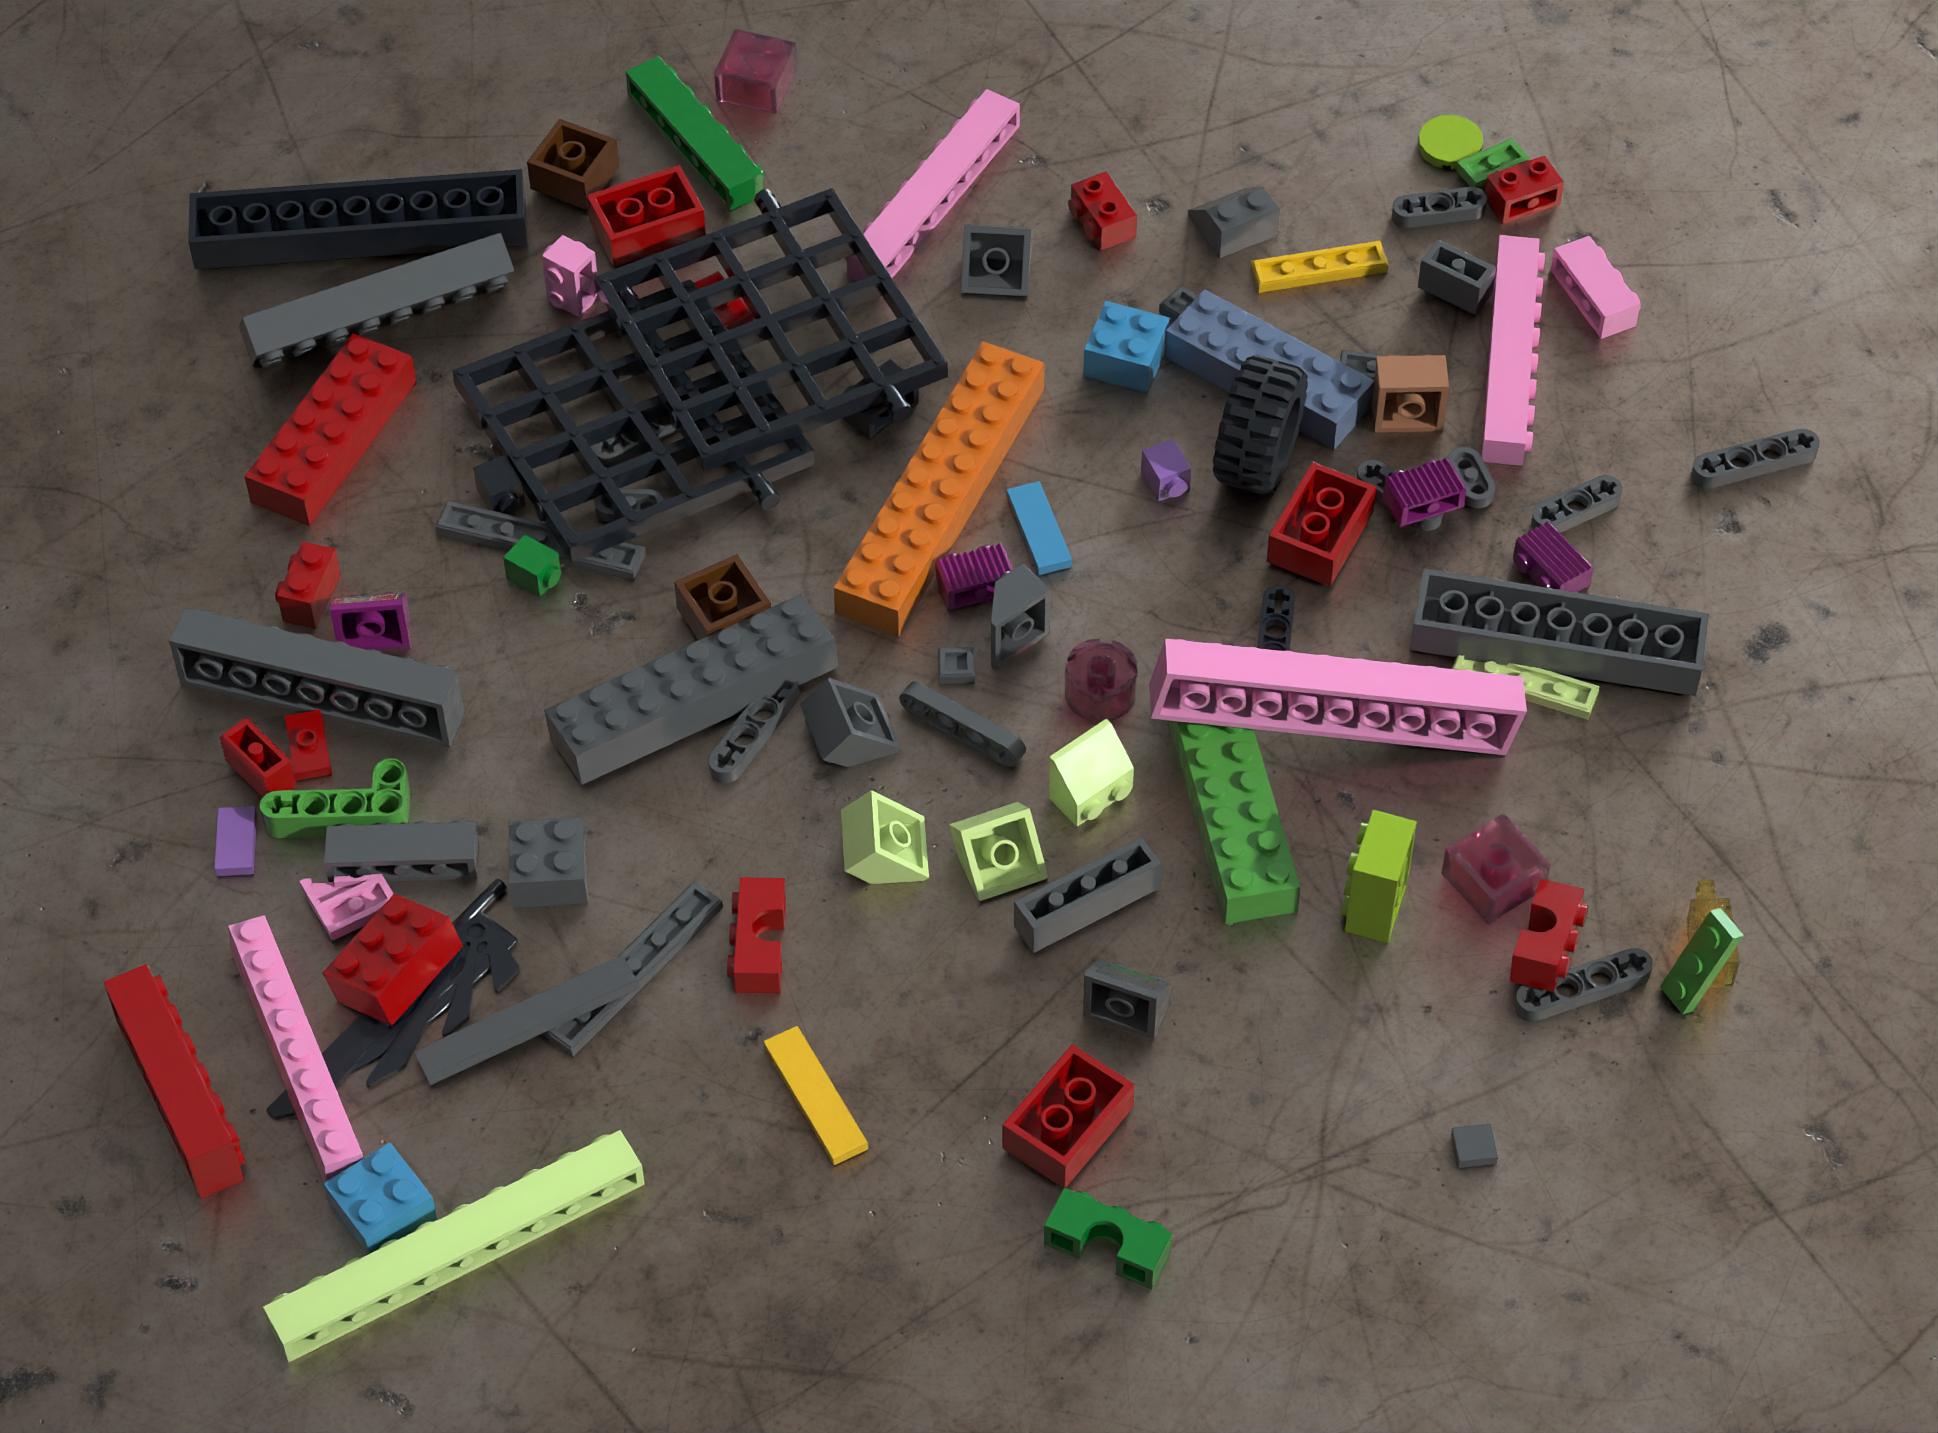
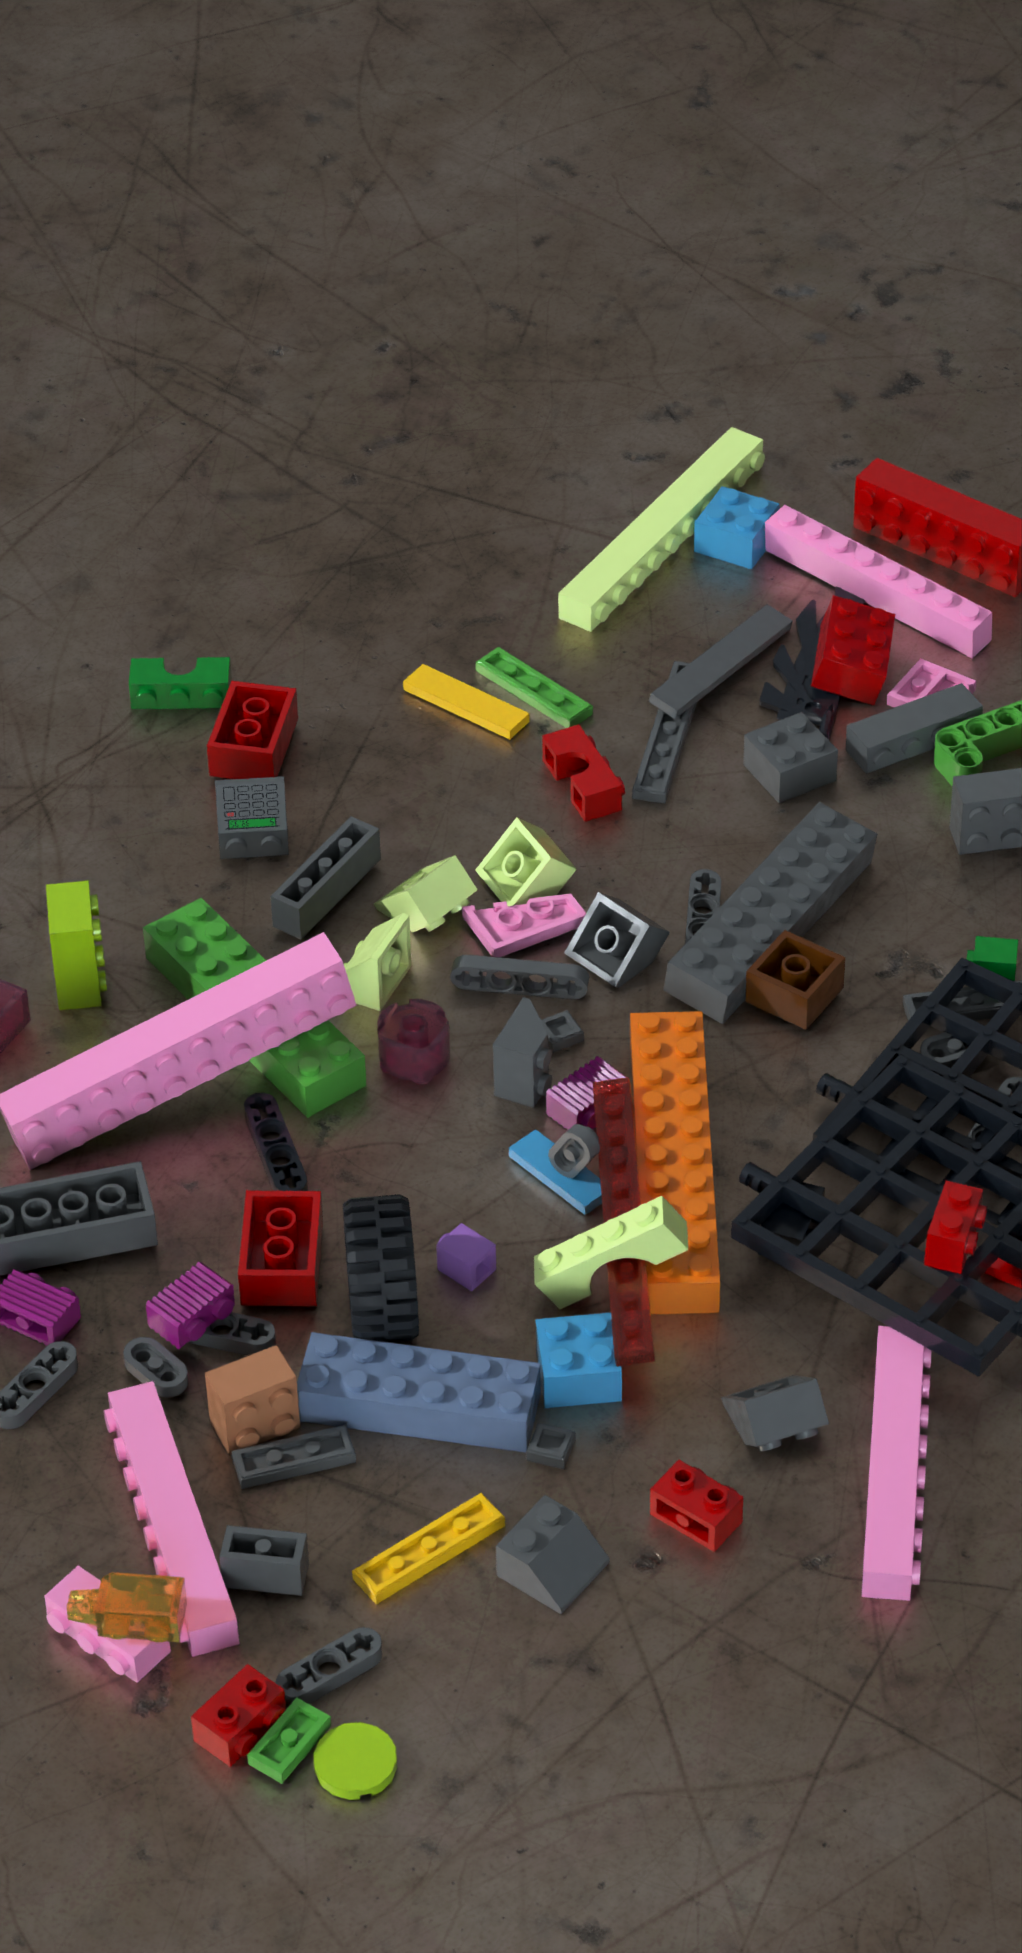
camera: 155 degrees right, 10 degrees down
(734, 1086) = (534, 688): none -> bright green tile
(784, 267) = (954, 1227): none -> red brick
(923, 784) = (516, 927): none -> bright pink wing
(1027, 416) = (620, 1194): none -> clear red plate
(1029, 484) = (574, 1150): none -> dark grey plate
(1033, 355) = (645, 1233): none -> yellowish green arch
(1579, 250) = (132, 1607): none -> clear yellow hinge

